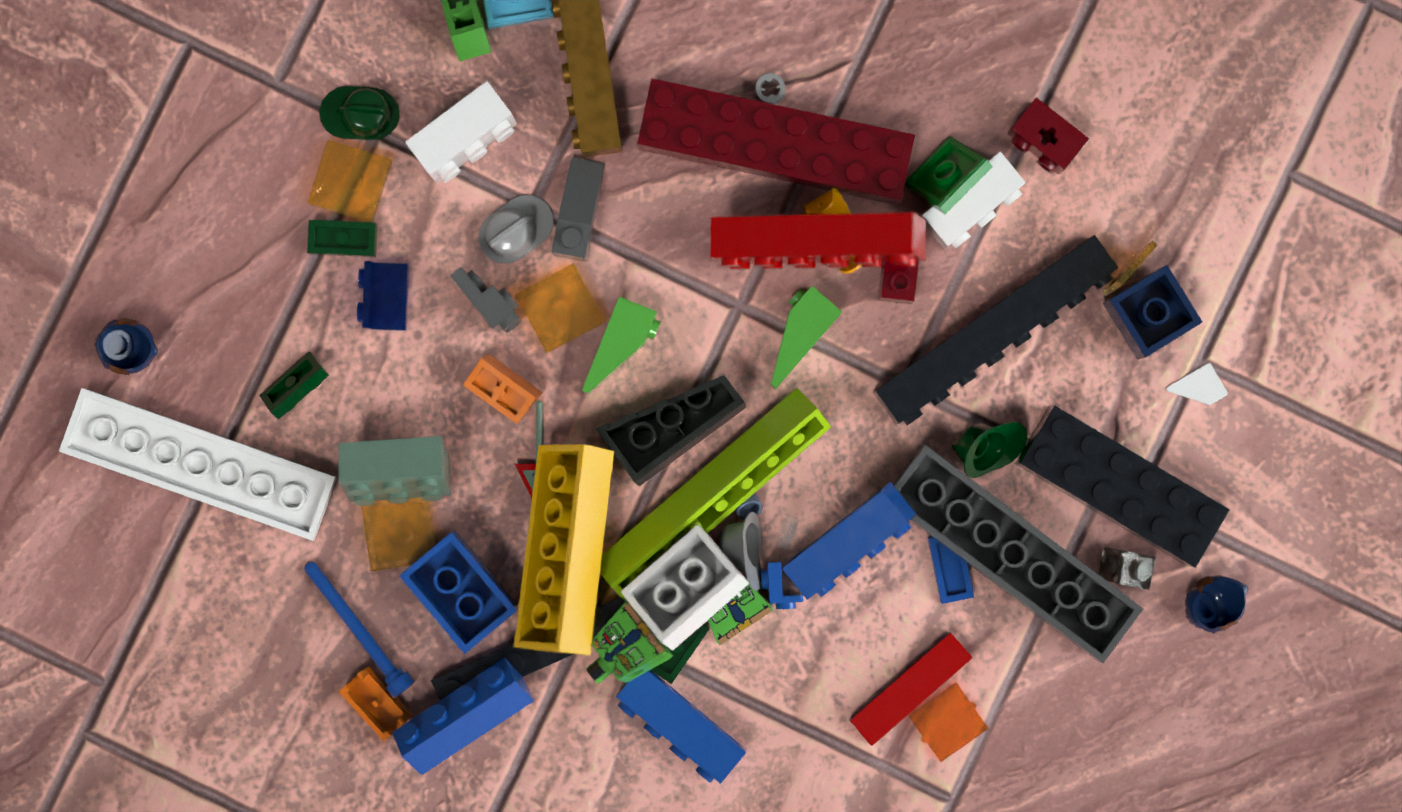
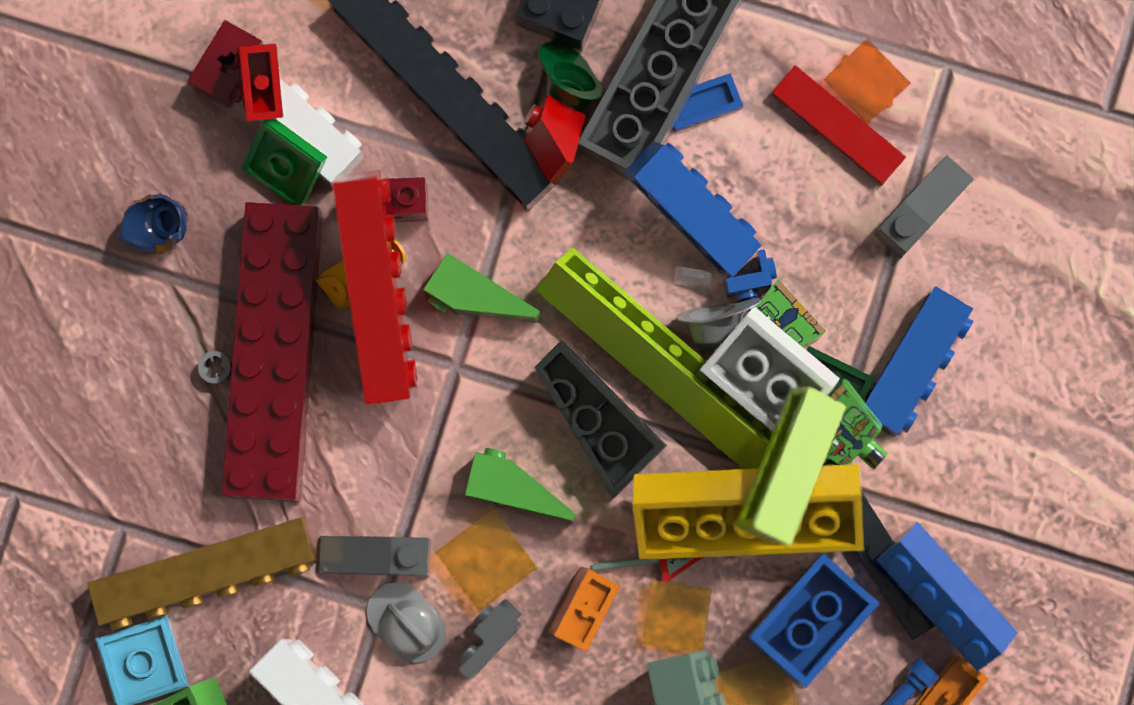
camera: 90 degrees left, 5 degrees down
(484, 471) = (676, 616): none -> clear yellow piece
(594, 591) = (790, 465): none -> brick
(752, 504) = (669, 319): sand blue hinge -> none
(823, 755) = (923, 207): none -> dark grey slope
(908, 49) = (154, 224): none -> dark blue hair
(935, 424) = (553, 136): none -> red slope
(1023, 161) = (259, 81): none -> red slope

